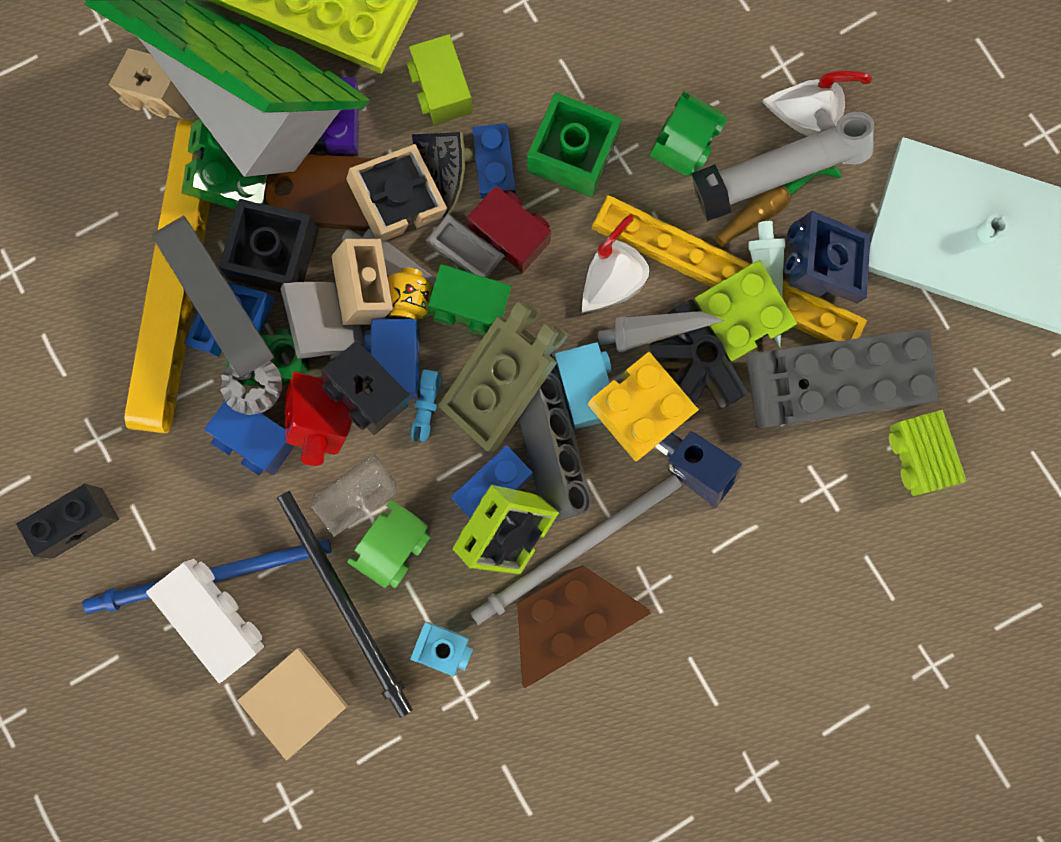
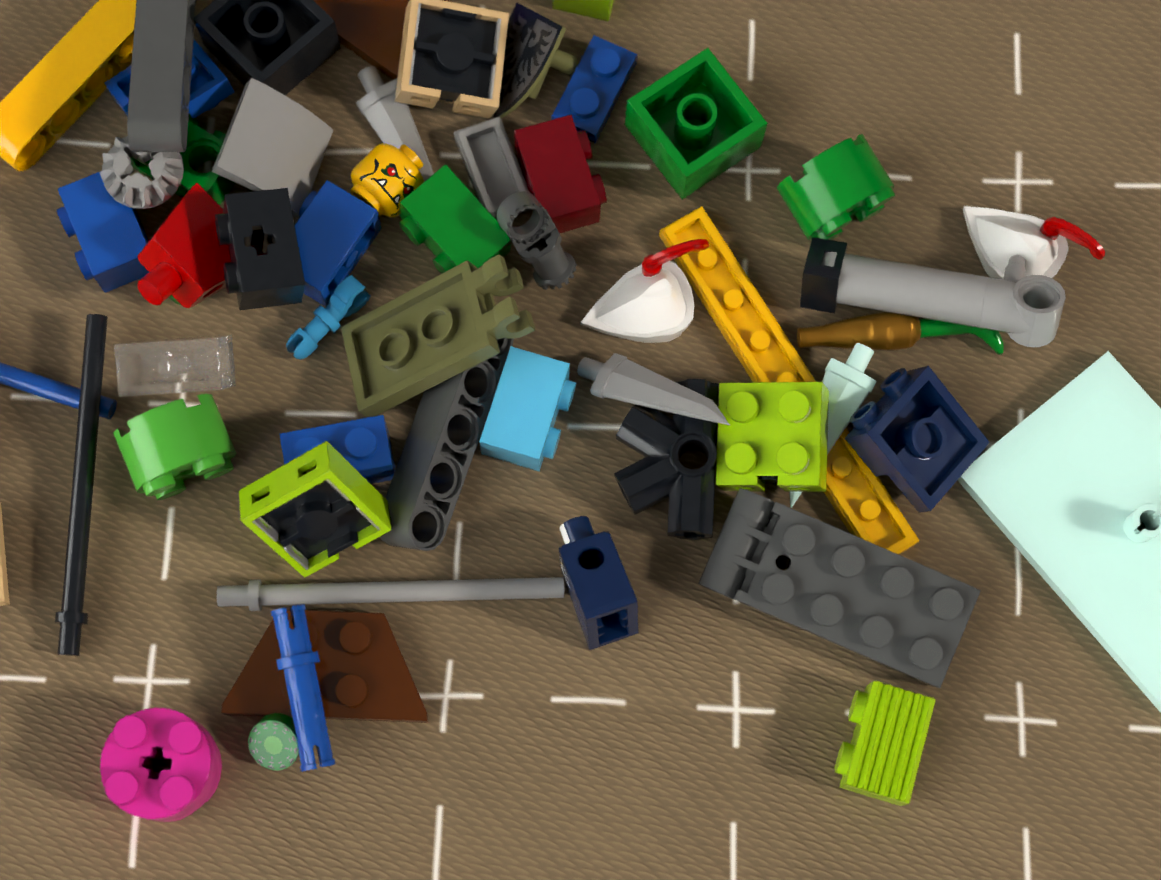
camera: 30 degrees right, 5 degrees down
(361, 281) = (343, 130): tan brick -> none
(430, 638) = (144, 587): medium azure brick -> none
(503, 766) = (147, 737): none -> dark pink brick
(526, 277) = (537, 240): none -> dark grey connector
(564, 638) = (303, 687): none -> blue pin
(570, 684) = (274, 742): none -> tile
(642, 406) = (569, 468): yellow piece -> none

